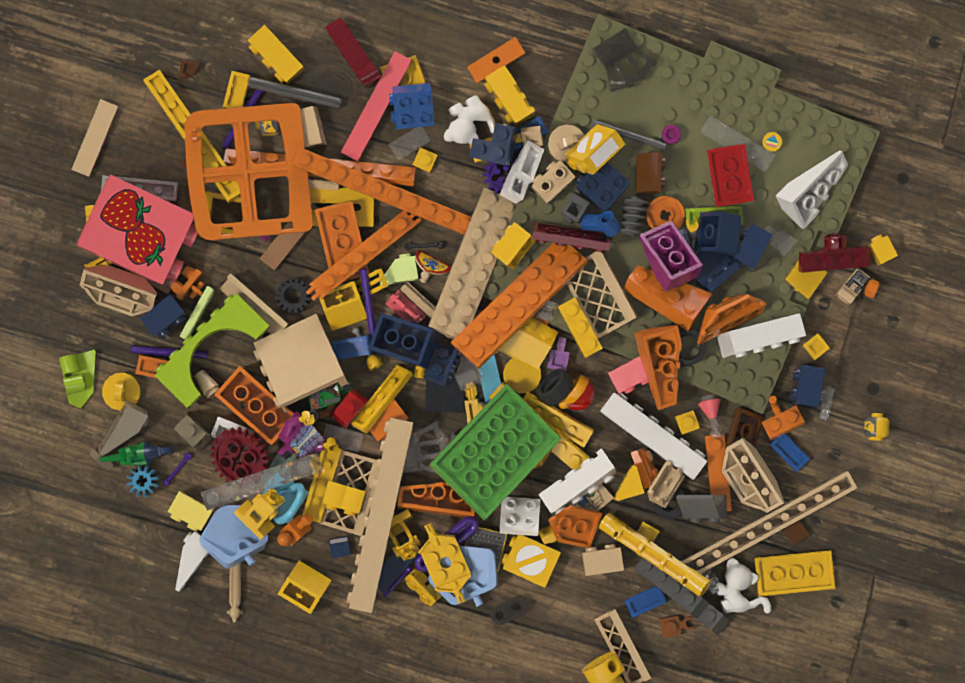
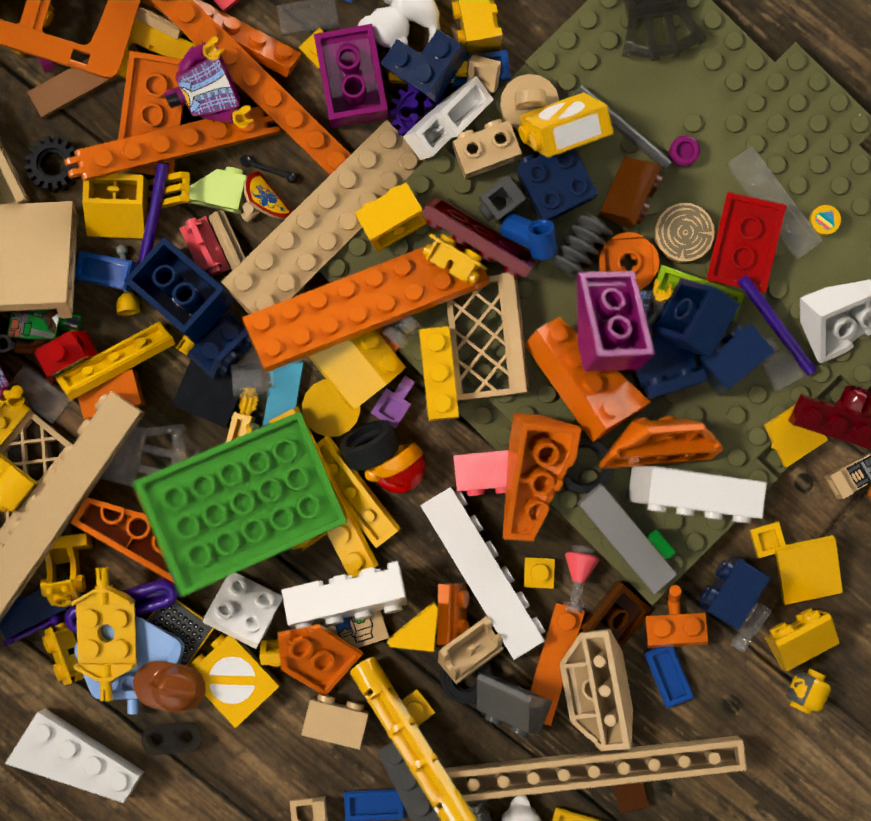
camera: 20 degrees right, 0 degrees up
(372, 213) = (207, 86): none -> torso
(448, 645) = (72, 757): none -> white wedge
(452, 169) = (351, 76): none -> magenta slope
(495, 579) = (169, 686): none -> dark orange piece
(553, 256) = (465, 263): none -> yellow hinge
(691, 183) = (684, 232): none -> dark tan tile
(731, 380) = (627, 538): none -> light grey tile
(752, 375) = (660, 544): none -> green tile
(769, 217) = (776, 325): none -> dark purple bar
(847, 354) = (808, 570): none -> yellow tile
(860, 397) = (802, 639): none -> yellow slope

